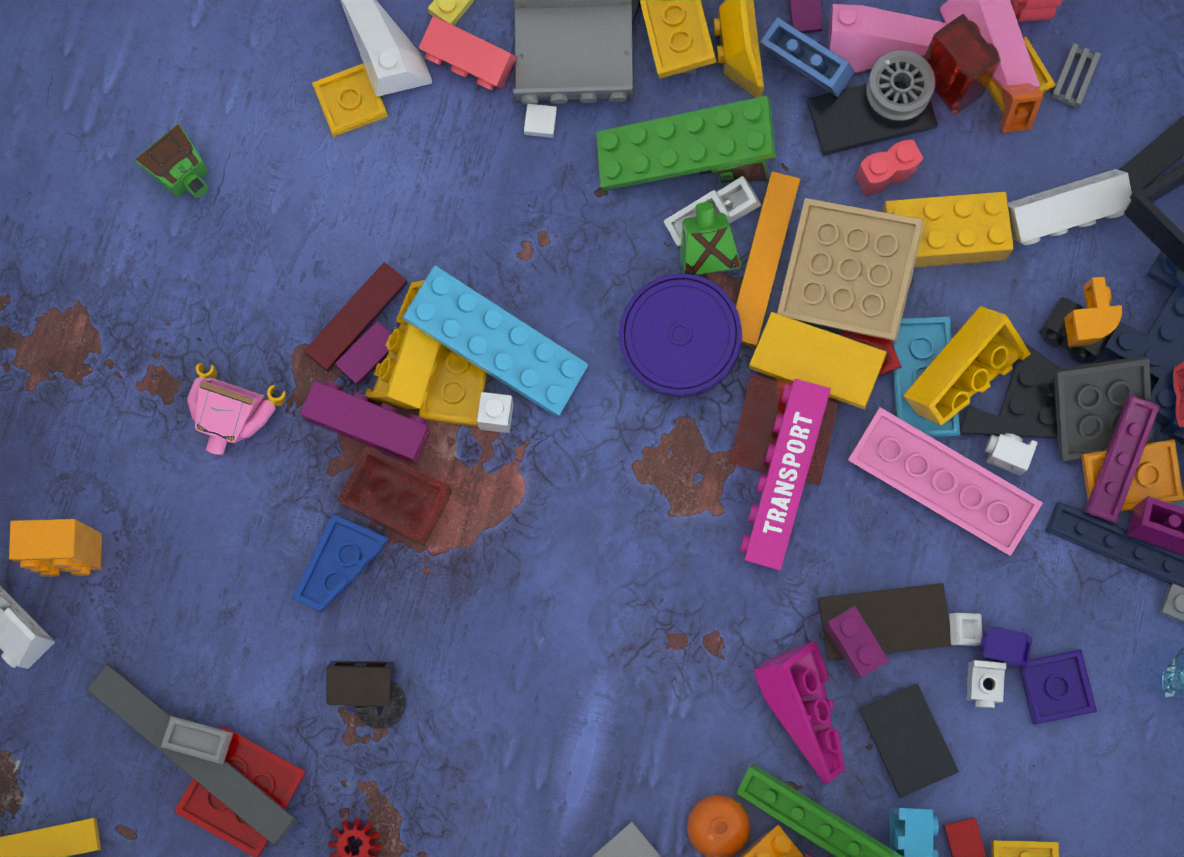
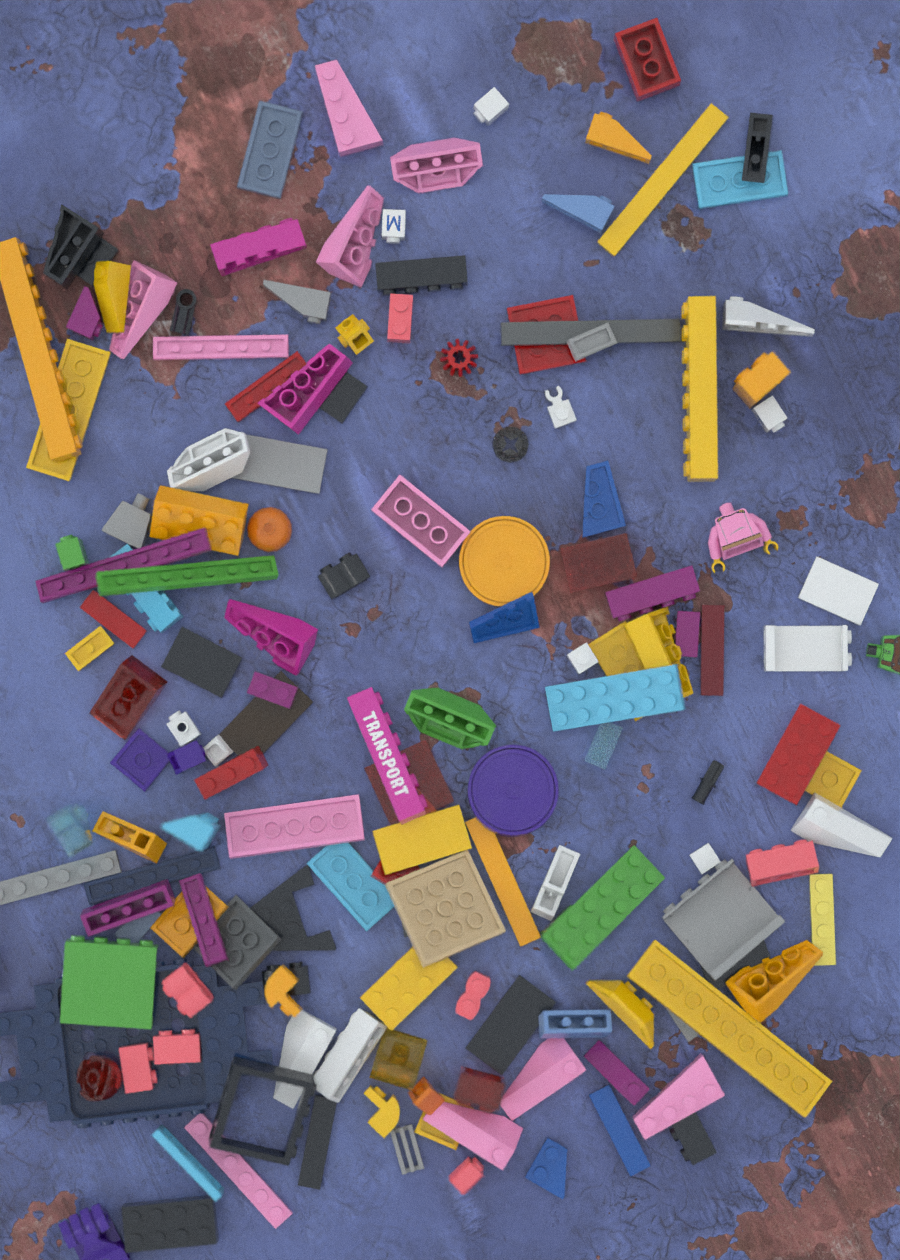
camera: 140 degrees right, 10 degrees up
(85, 505) = (770, 415): none -> white brick
(126, 593) = (701, 389): none -> yellow brick
(178, 274) = (838, 591): none -> white tile
(259, 242) = (807, 648): none -> white panel
(298, 694) = (560, 411): none -> white plate
(359, 142) = (798, 754): none -> red brick
(359, 683) = (530, 445): dark brown panel -> none
(473, 190) = (708, 782): none -> black axle
(492, 580) = (503, 560): none -> light orange brick
(540, 515) = (508, 619): none -> blue wing
(545, 696) = (420, 521): none -> bright pink brick
(549, 308) = (603, 744): none -> clear light blue plate
(678, 707) = (343, 576): none -> black brick
(685, 461) = (449, 718): none -> bright green wedge
(707, 242) = (541, 858): bright green torso -> none
(921, 86) = (512, 1071): light grey wheel -> none
(966, 366) = (333, 903): yellow wedge -> none
(970, 591) = (231, 772): none -> red brick
(1010, 453) = (270, 875): white brick -> none
(1017, 163) = (398, 1059): none -> clear yellow slope
(1021, 768) = (128, 696): none -> clear red slope
(1068, 558) = (194, 830): none -> medium azure slope
(1072, 121) = (388, 1113): none -> yellow brick
(1106, 250) = (302, 1049): none -> white wedge
(1135, 612) = (130, 837): none -> light orange slope

